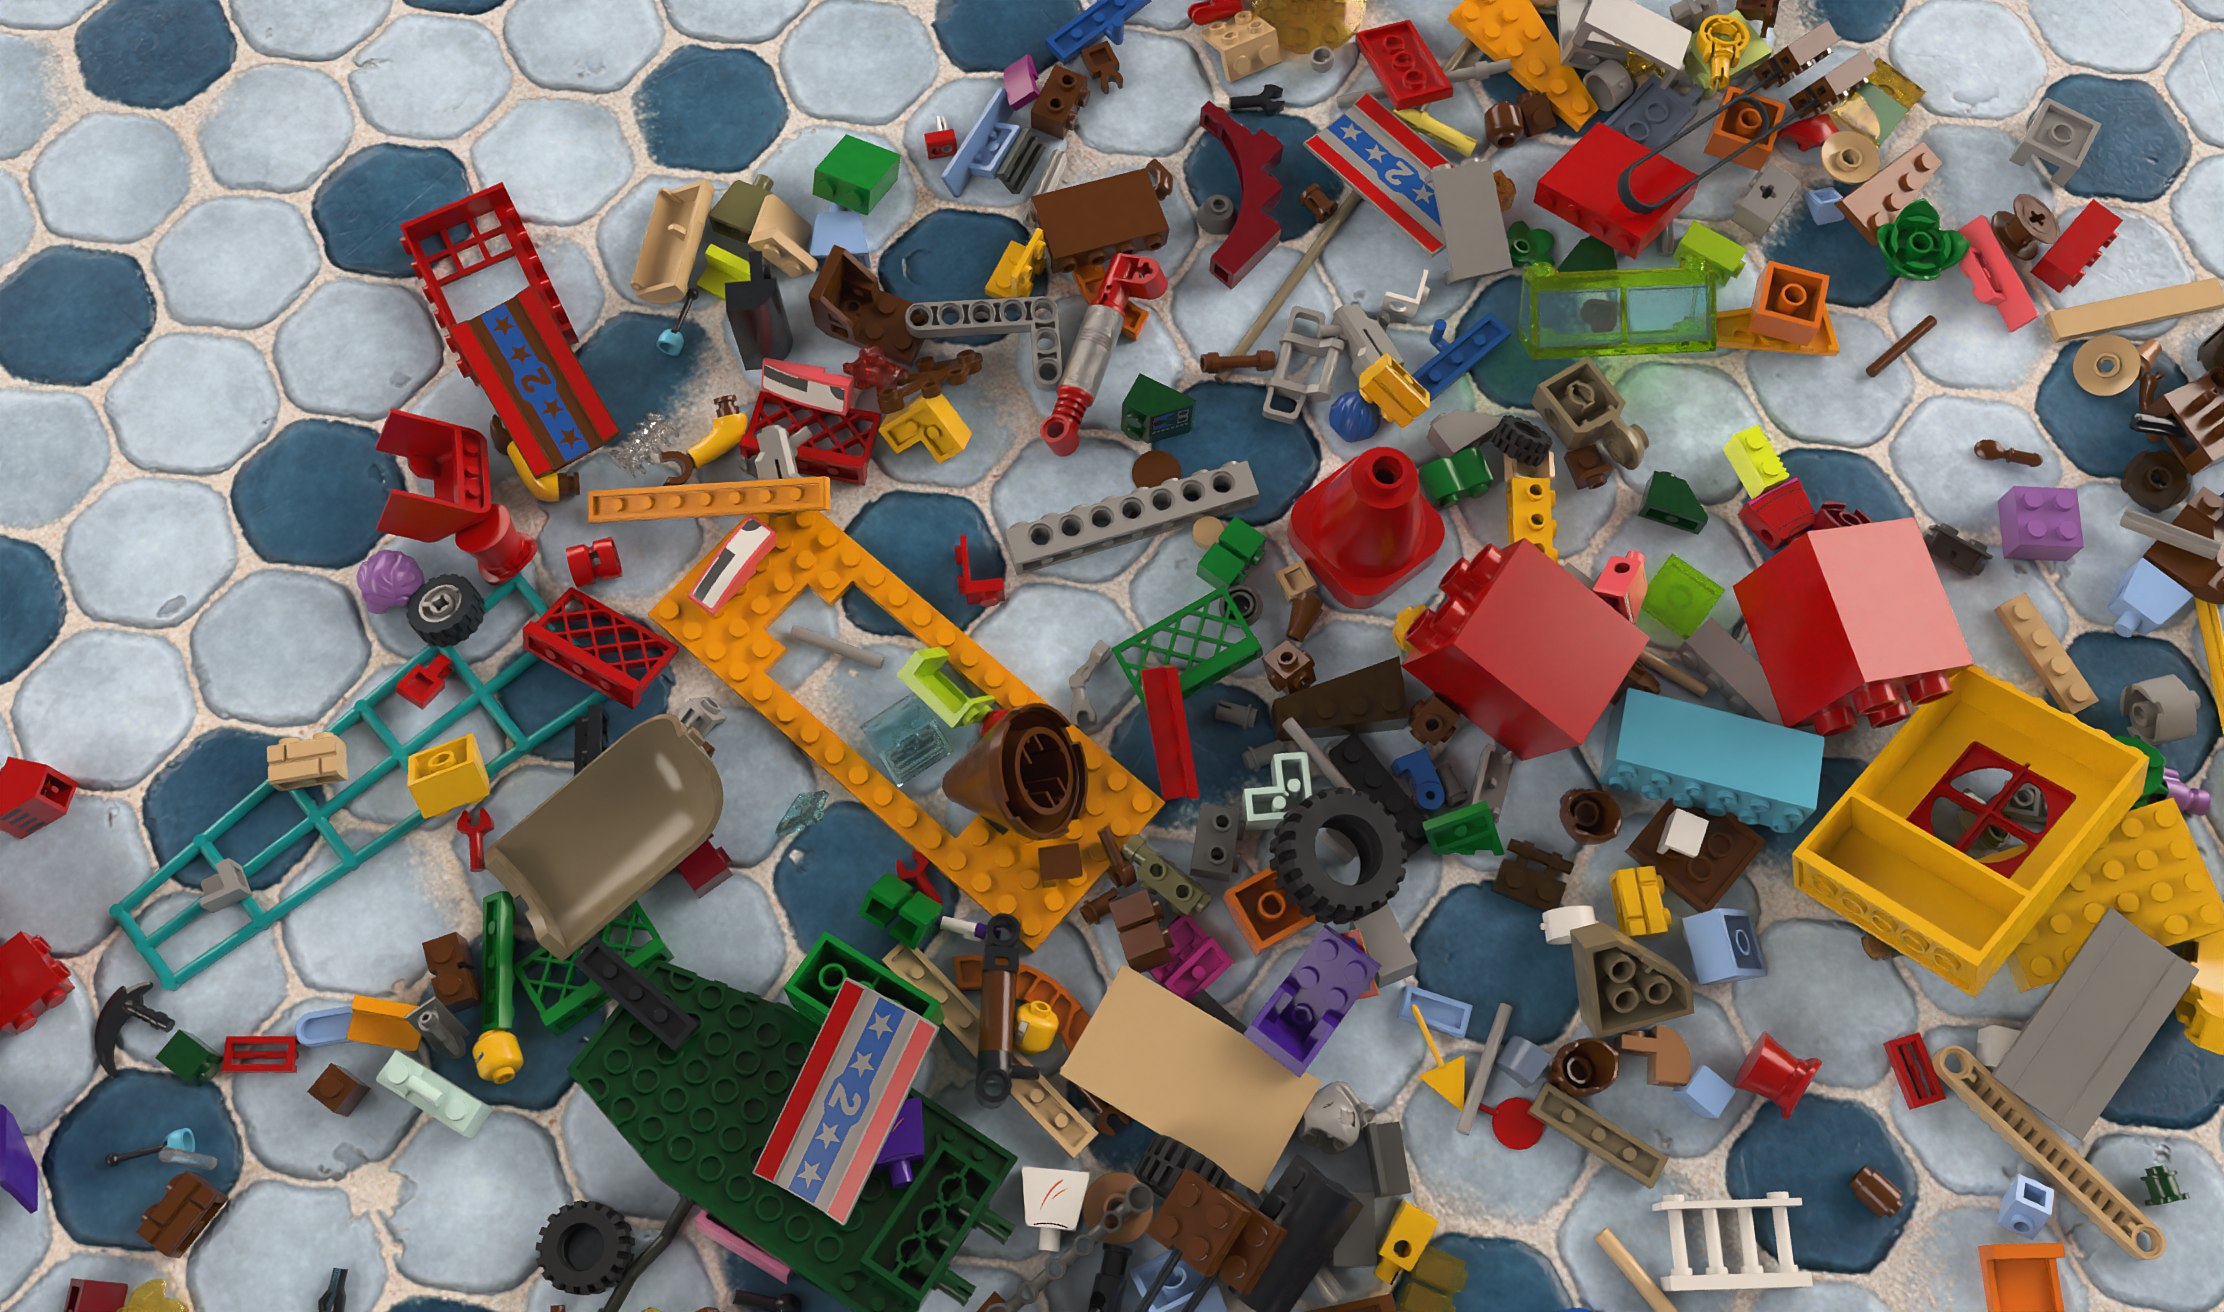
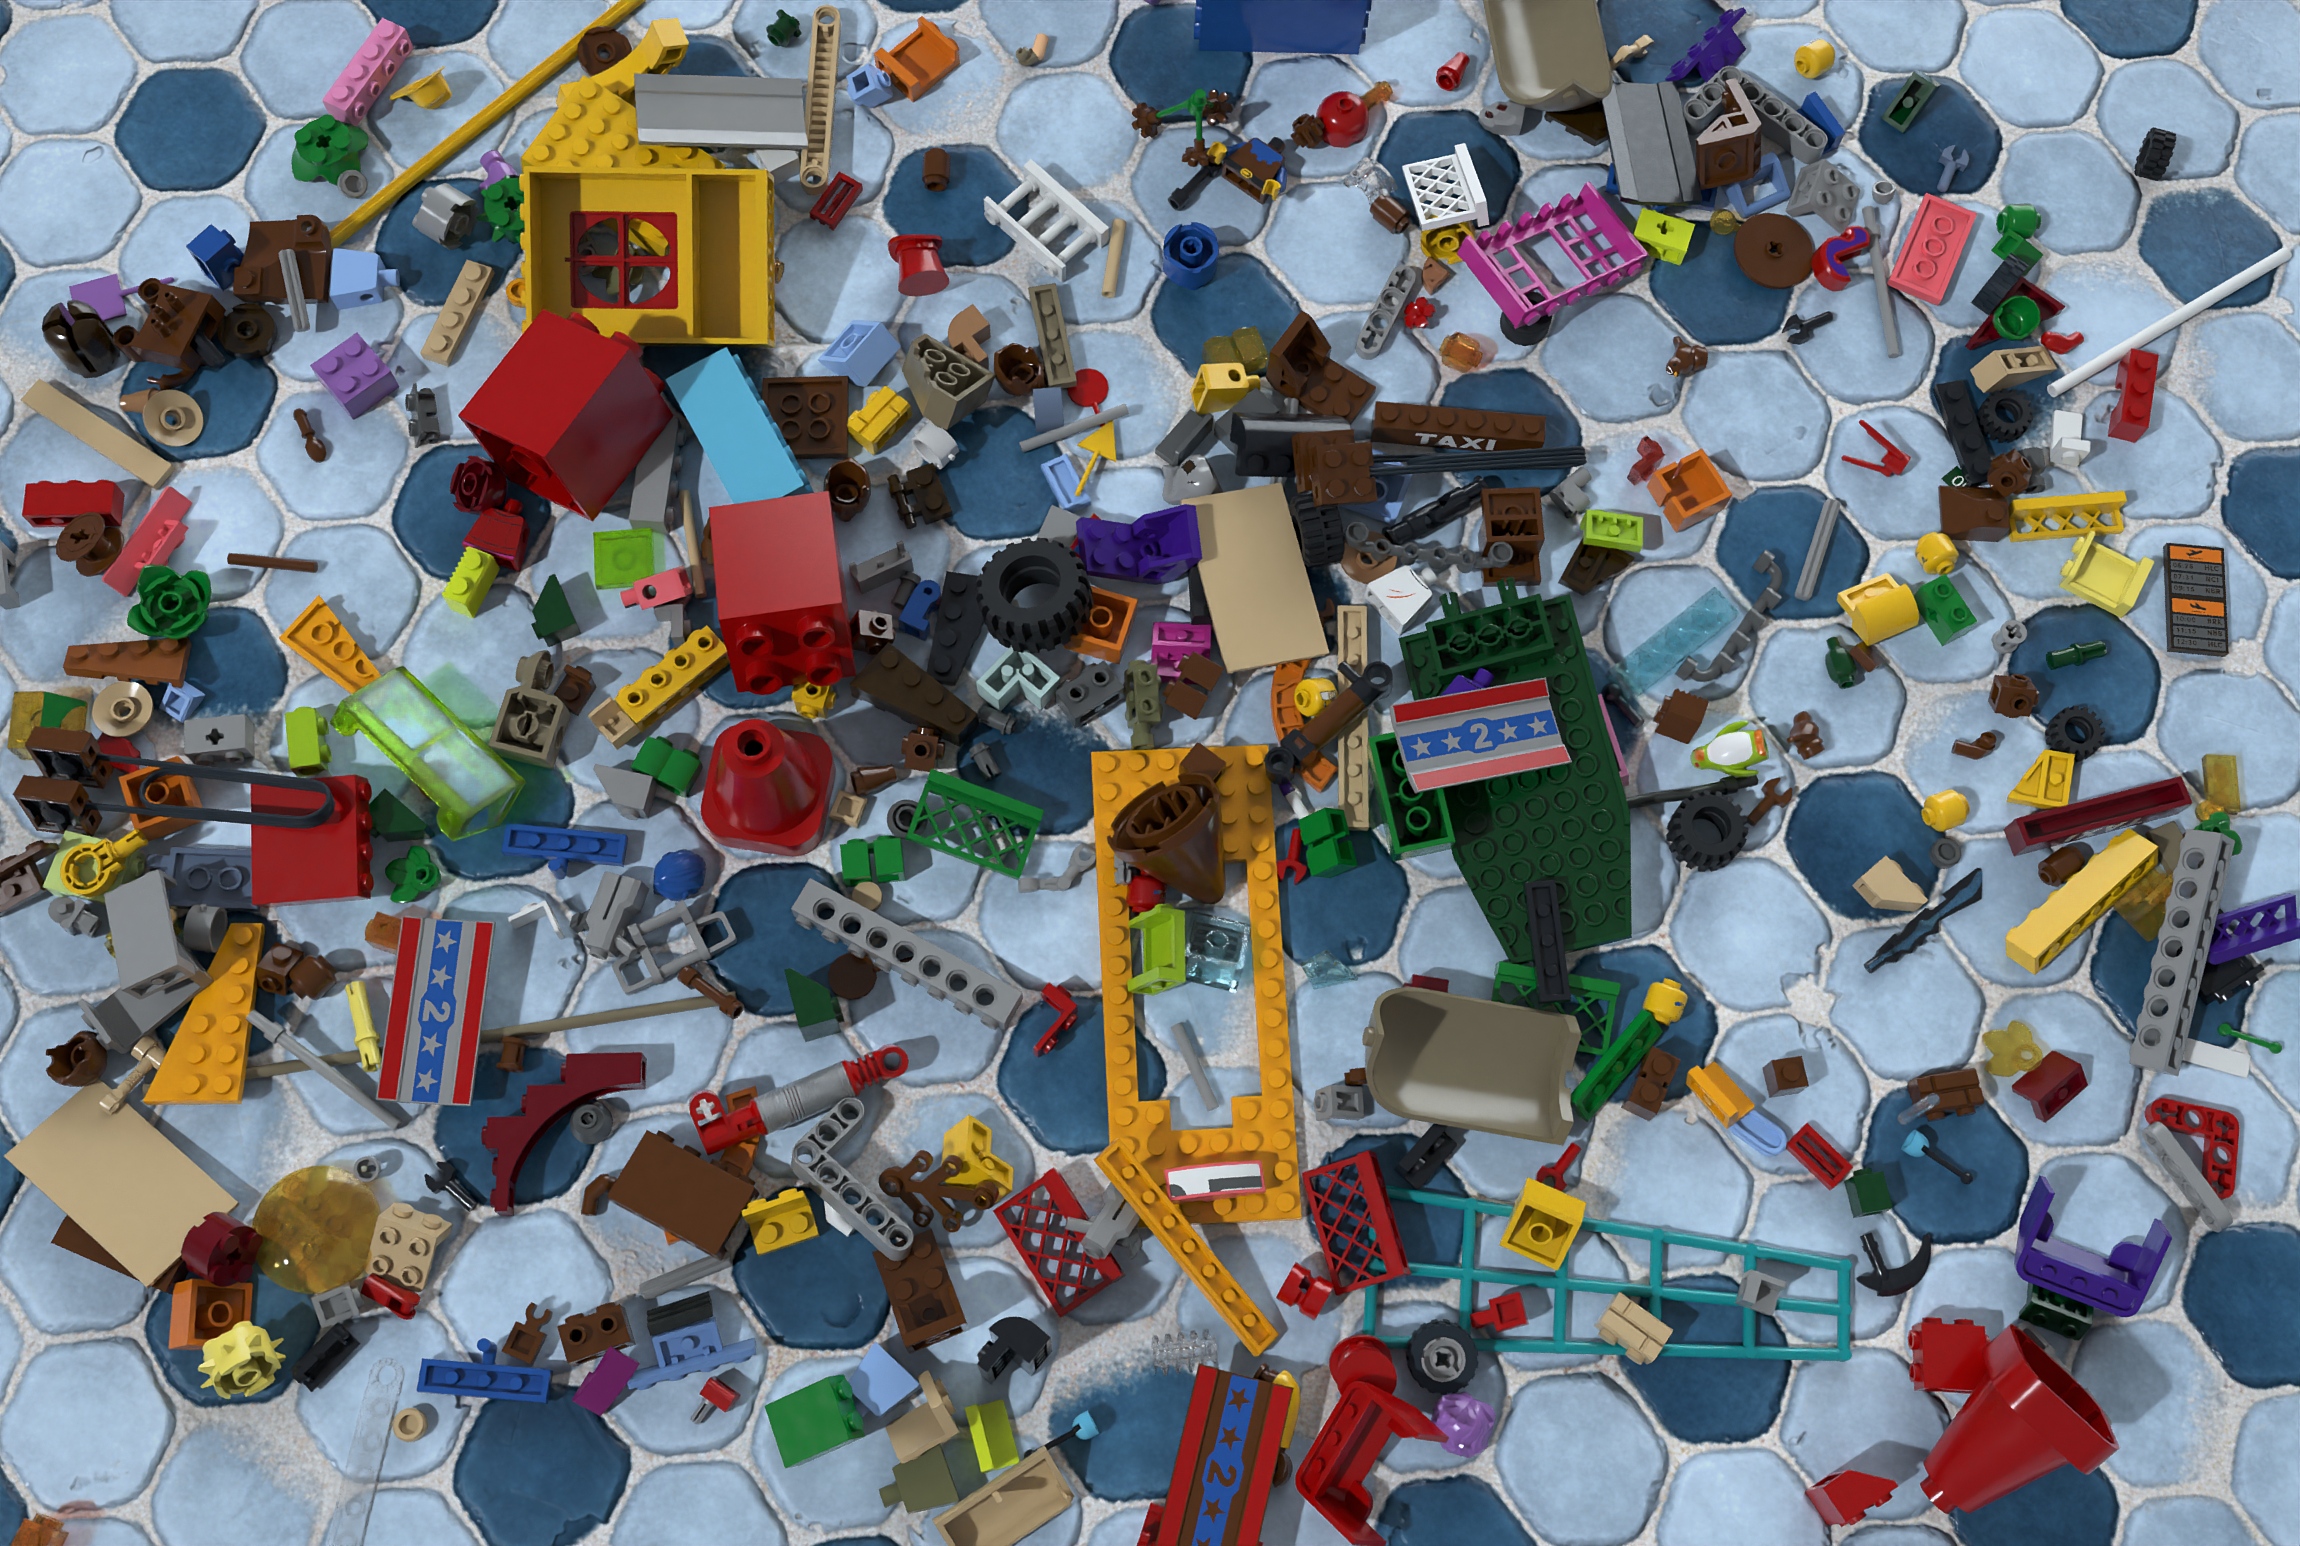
camera: 135 degrees left, 0 degrees up
(434, 1094) = (1725, 1015): light aqua piece -> none
(439, 1028) = (1689, 1048): dark grey hinge -> none
(723, 437) = (1122, 1302): yellow piece -> none
(807, 385) = (1025, 1277): slope -> none
(873, 370) = (968, 1238): clear red hips -> none
(1099, 907) = (1198, 730): reddish brown pin -> none
(1120, 871) = (1164, 741): reddish brown bar -> none
(1169, 732) = (1044, 781): red fence -> none
(1316, 754) = (971, 675): light grey bar -> none
(1393, 391) = (640, 853): yellow brick -> none
(1404, 65) = (321, 1095): red plate -> none
(1464, 831) = (936, 554): green wing -> none
(1470, 220) = (436, 920): light grey panel -> none
(1521, 440) = (601, 737): black tyre -> none
(1683, 833) = (811, 422): white panel -> none
(1705, 1093) = (967, 291): light blue panel -> none
(1788, 303) = (315, 646): orange brick -> none

